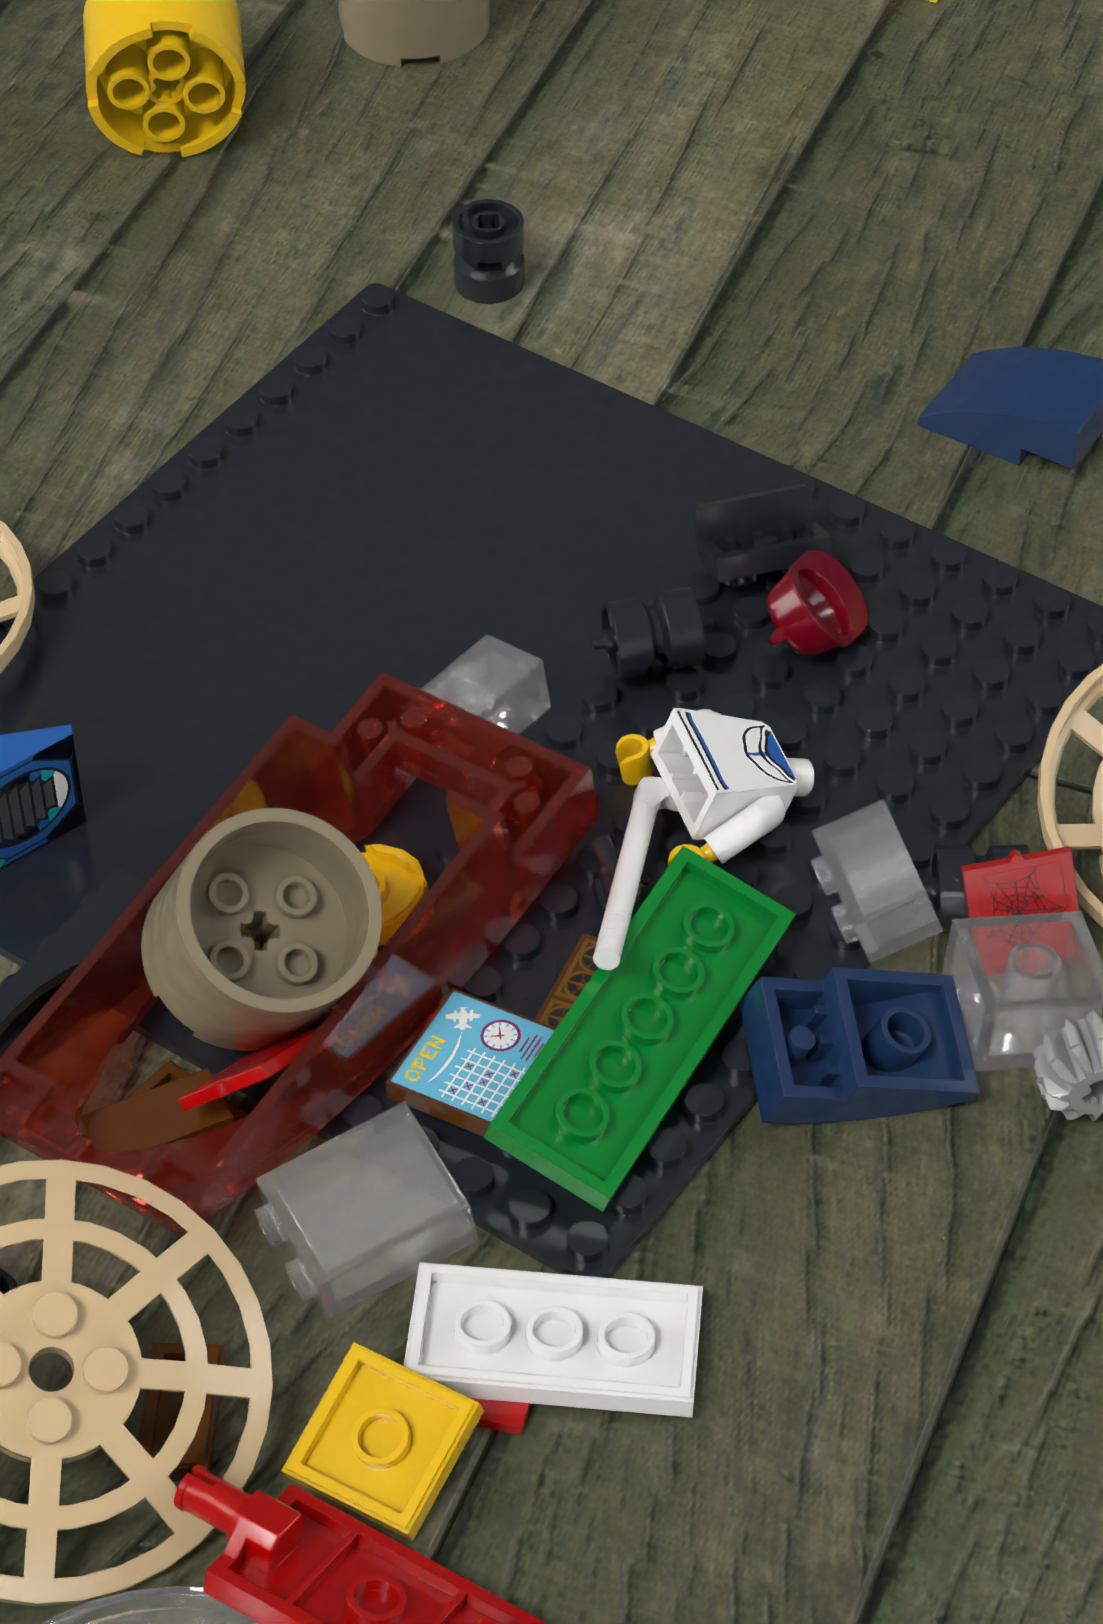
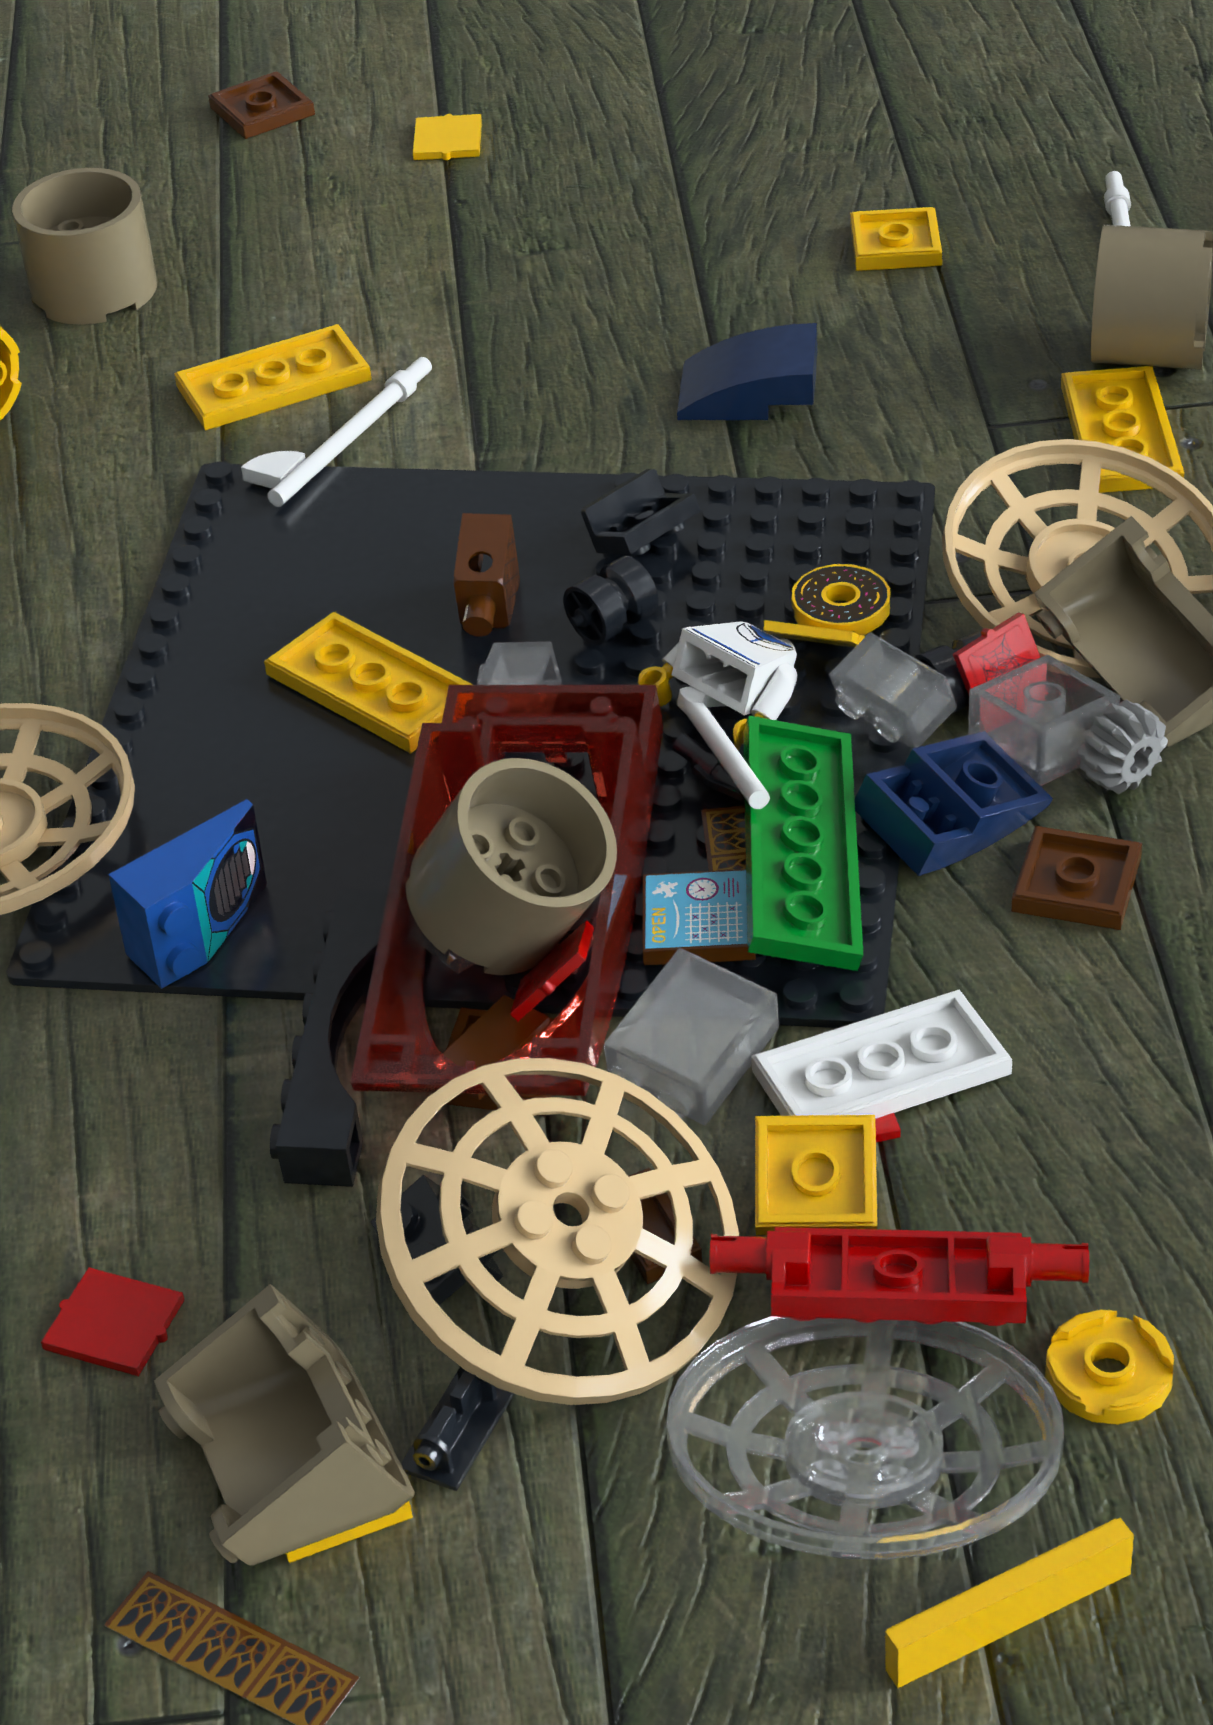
camera: 25 degrees left, 5 degrees down
(349, 614) = (364, 679): none -> yellow tile
(433, 319) = (271, 467): none -> white tile
(488, 251) = (285, 409): black wheel -> none
(542, 545) = (486, 597): none -> reddish brown torso
(555, 198) = (272, 376): none -> yellow tile
(635, 268) = (397, 389): none -> white bar
(816, 606) = (711, 547): dark red piece -> none
(843, 770) = (812, 633): none -> yellow piece
(923, 711) = (863, 588): none -> tile
(942, 1205) = (1077, 877): none -> reddish brown tile

